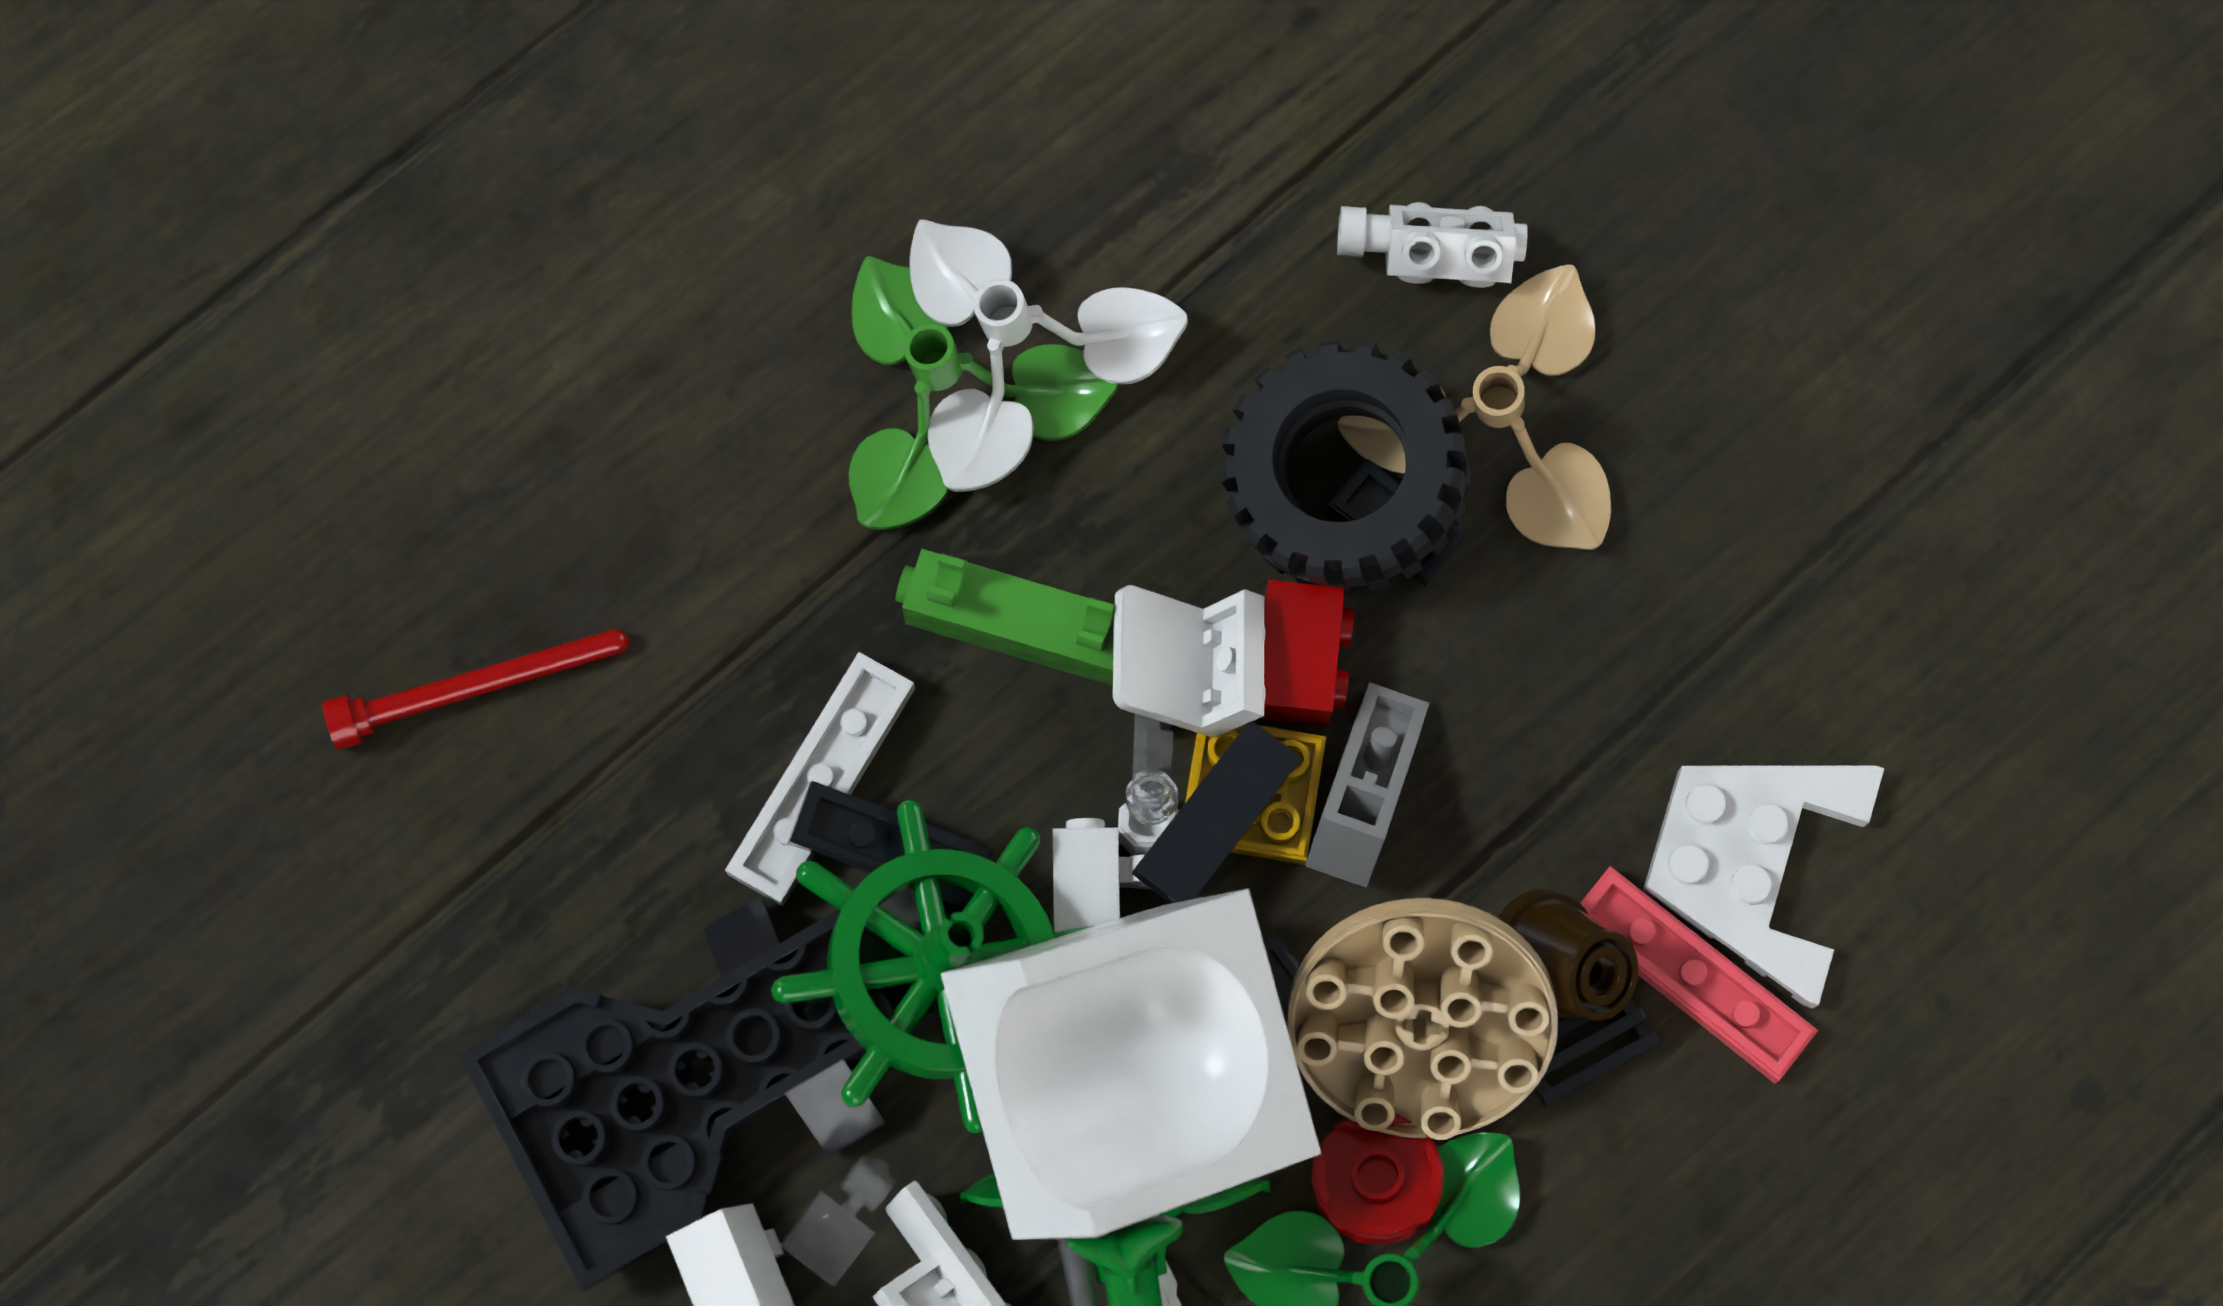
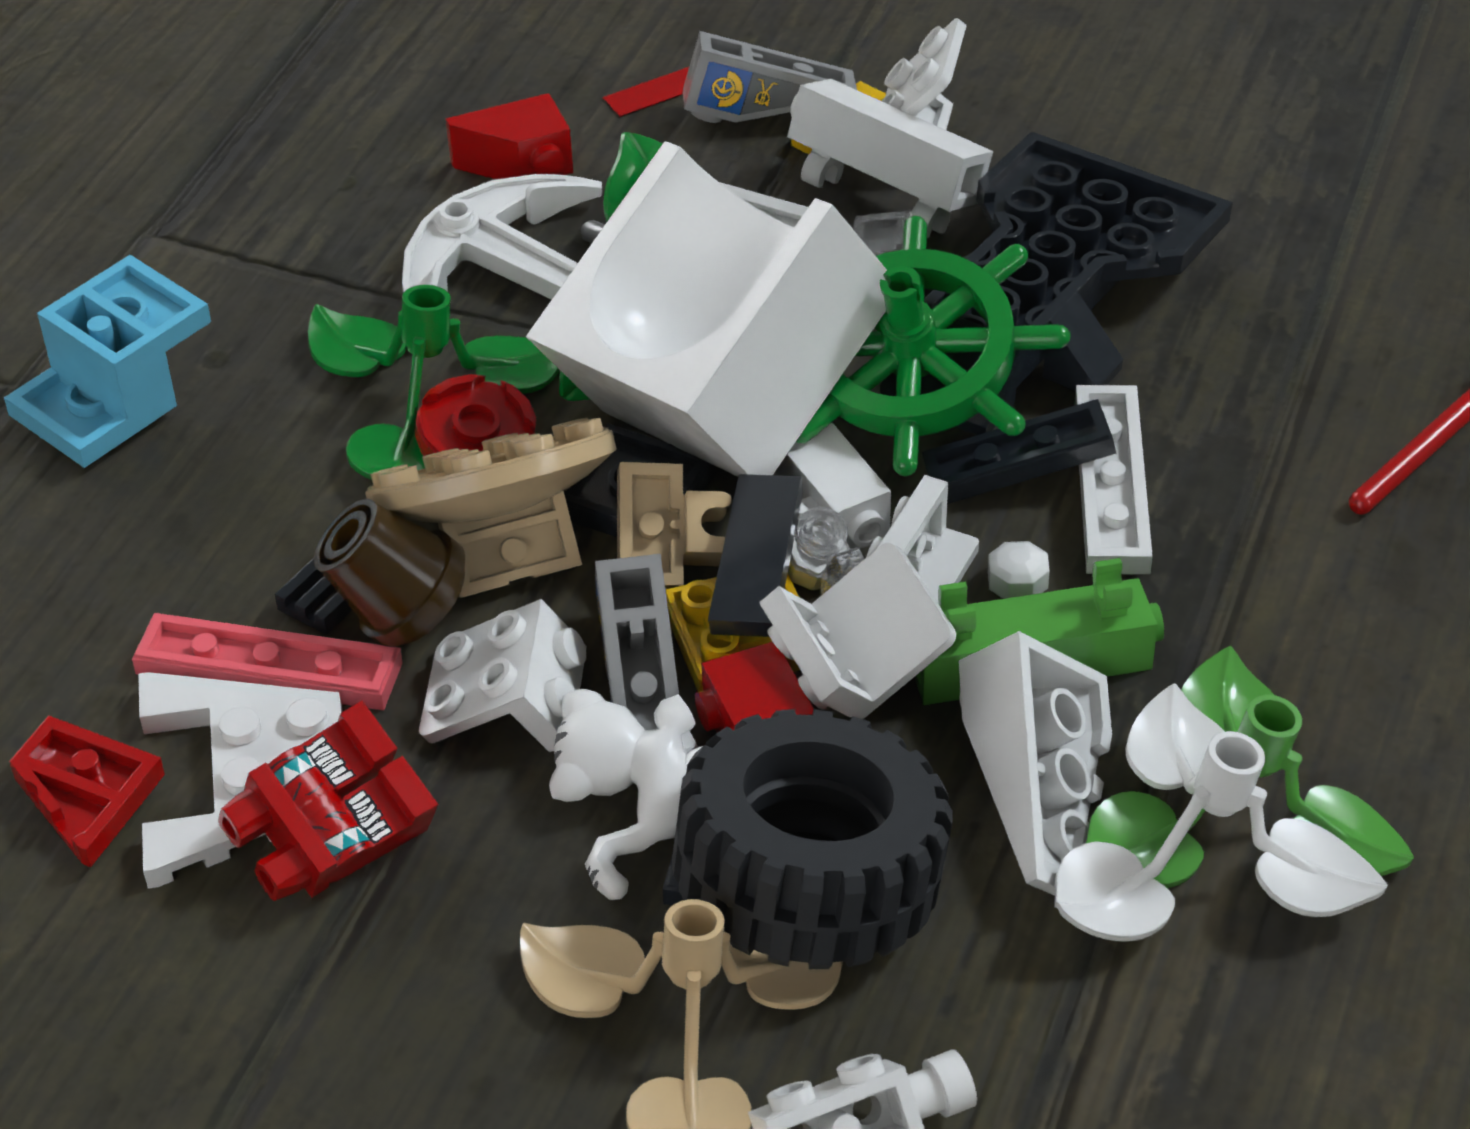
camera: 155 degrees right, 30 degrees down
(974, 720) = (1018, 569): none -> white tile
(1061, 755) = (921, 532): none -> white bracket
(1096, 507) = (1038, 739): none -> white wedge
(1287, 906) = (664, 521): none -> tan plate
(1449, 677) = (605, 751): none -> white animal
(1498, 816) = (503, 667): none -> white bracket
(1715, 731) = (329, 806): none -> red hips
(1906, 896) = (84, 783): none -> red wing

